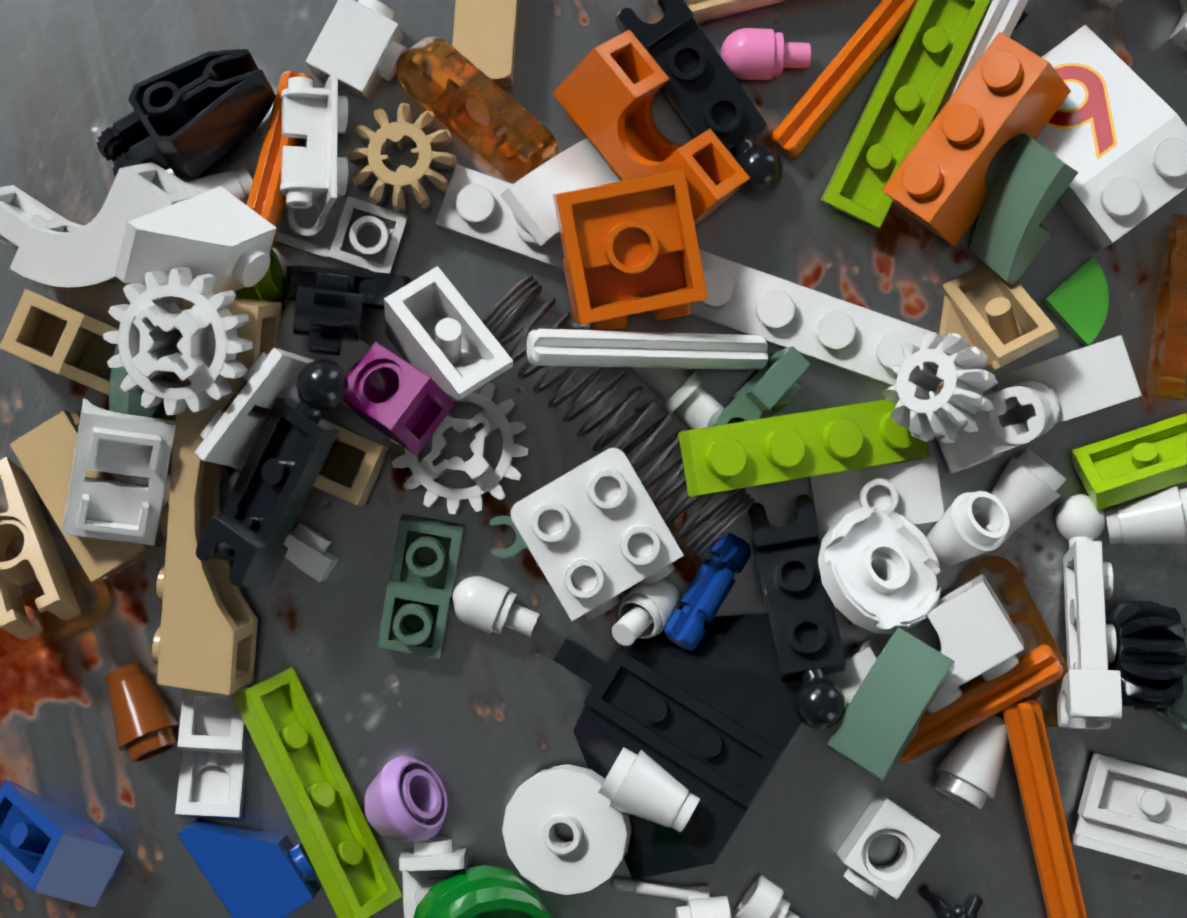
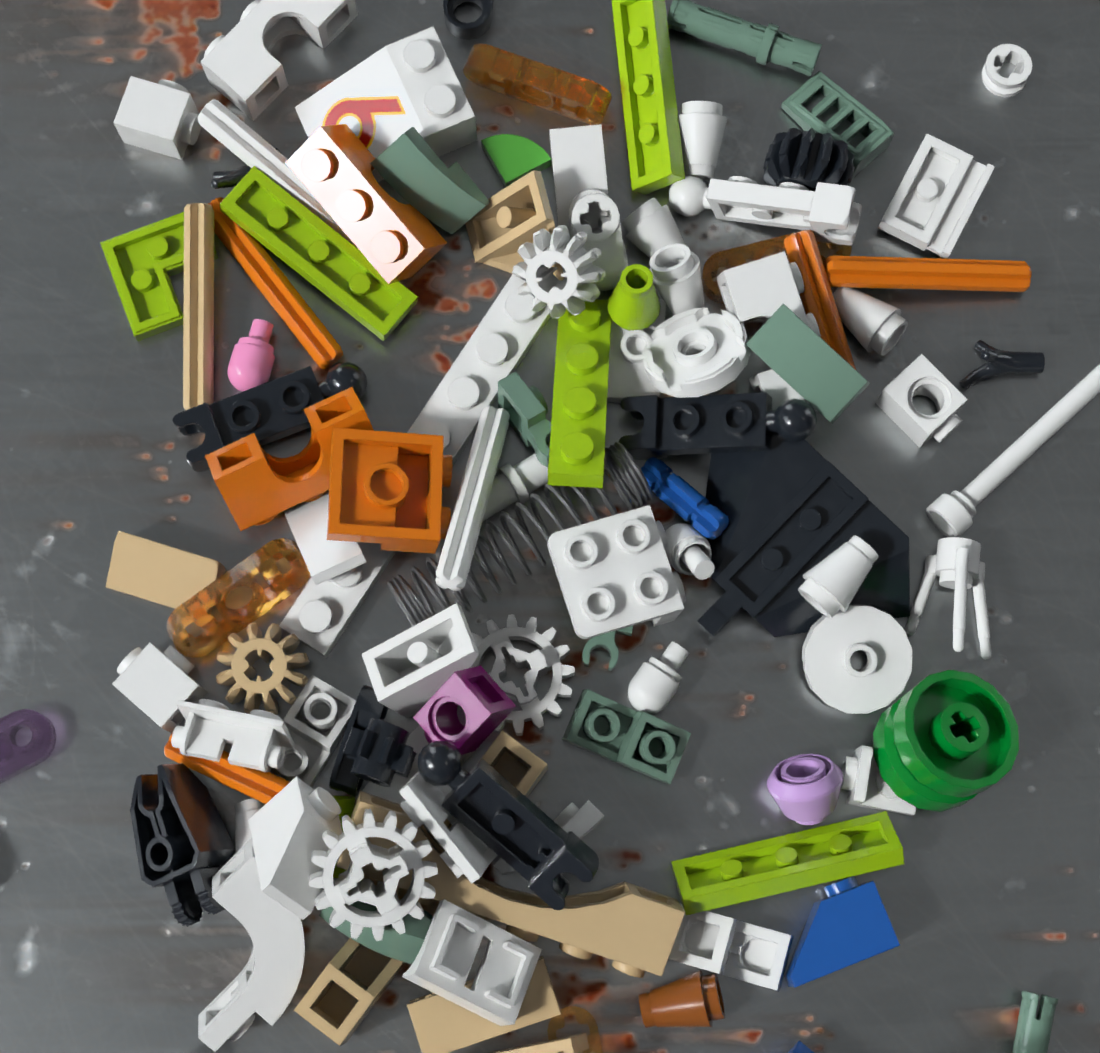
camera: 80 degrees left, 10 degrees down
(916, 488) = (634, 299): none -> lime cone

